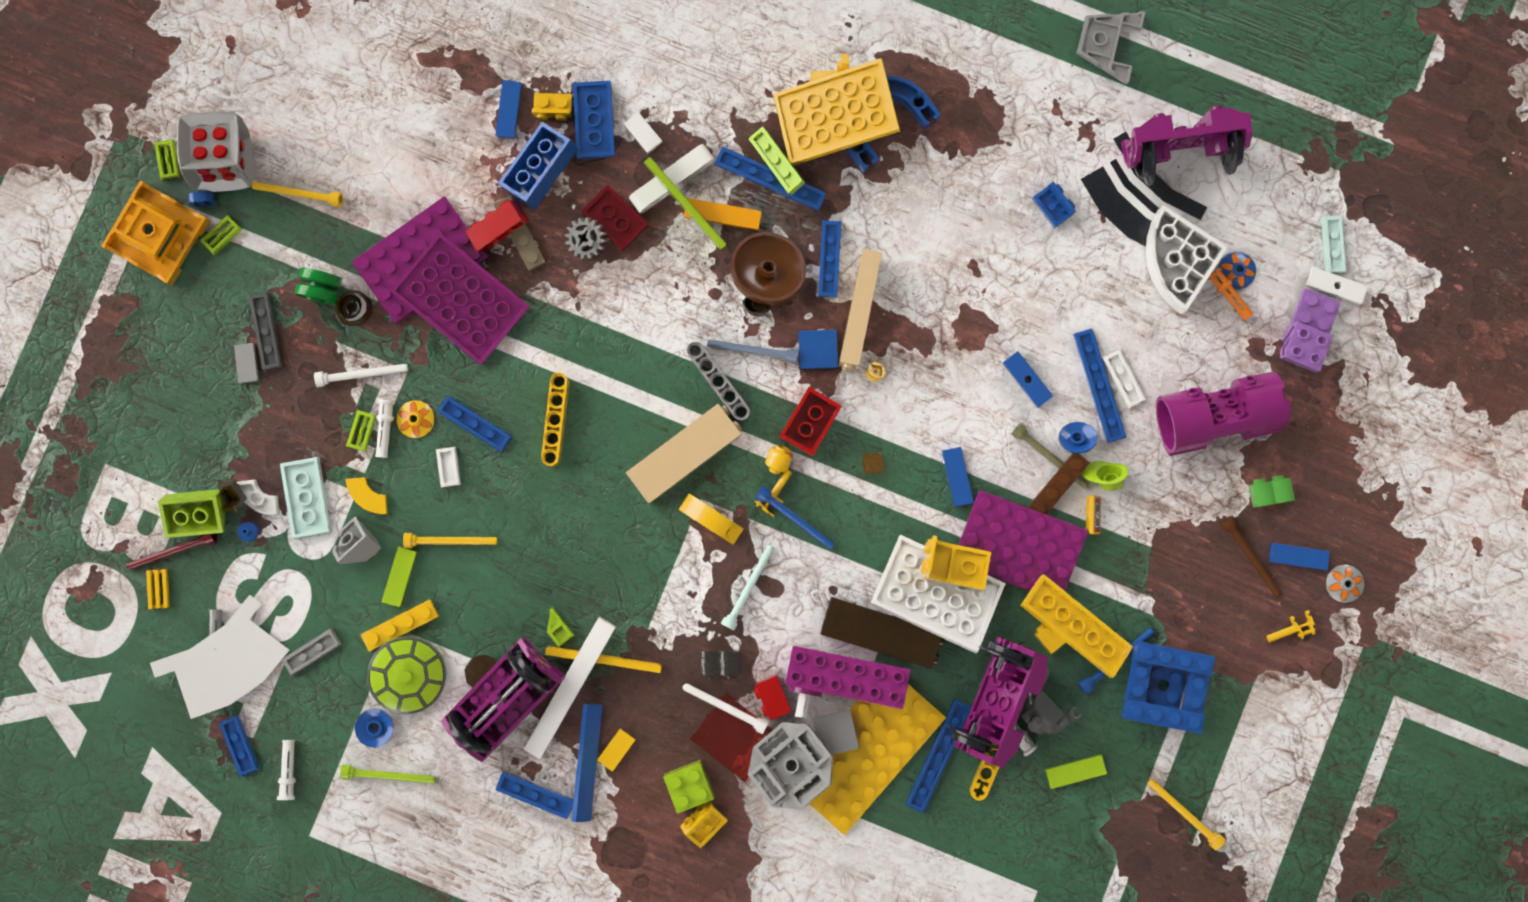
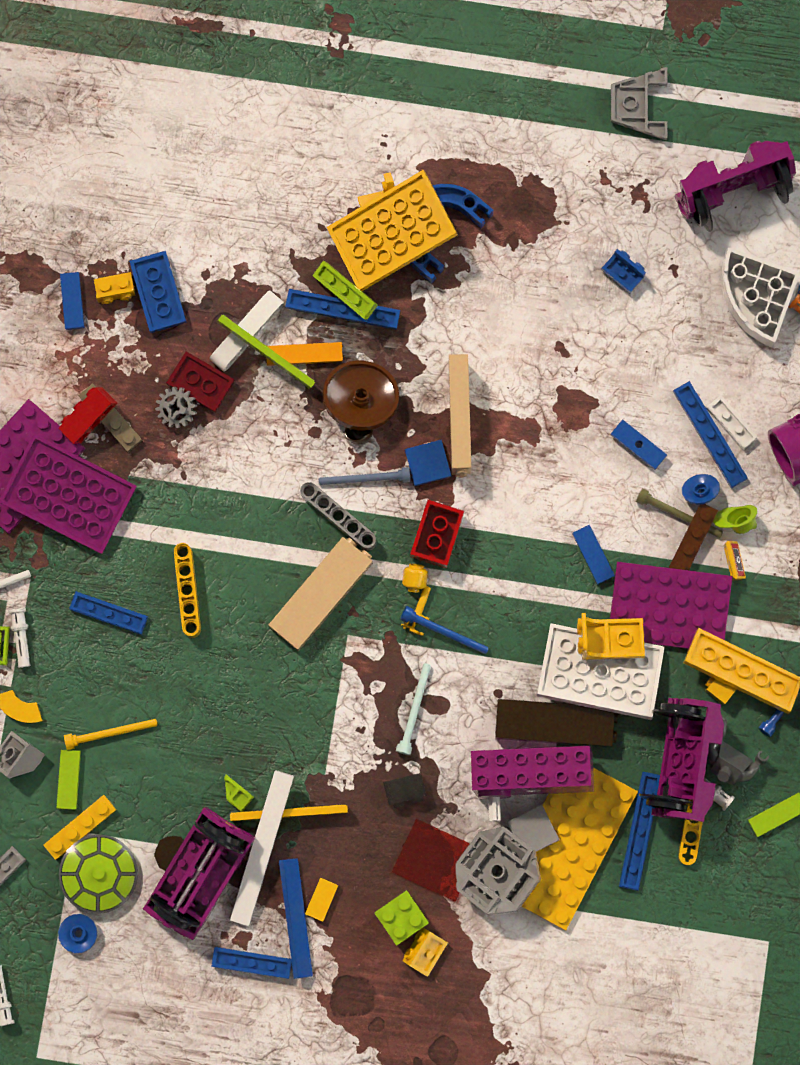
camera: 10 degrees left, 5 degrees down
(349, 772) = (62, 984): lime piece -> none
(424, 421) = (58, 624): yellow dish -> none
(448, 467) = (92, 661): white tile -> none
(538, 165) = (114, 348): blue brick -> none
(642, 132) = (208, 293): white tile -> none
(711, 519) = (362, 650): yellow arch -> none
(759, 724) = (455, 840): white piece -> none
(773, 697) = (463, 811): red brick -> none
(829, 259) = (418, 373): blue plate -> none
(872, 463) = (507, 560): clear orange tile -> none
(875, 371) = (488, 471): yellow tile -> none
(1130, 201) = (697, 251): black sticker -> none

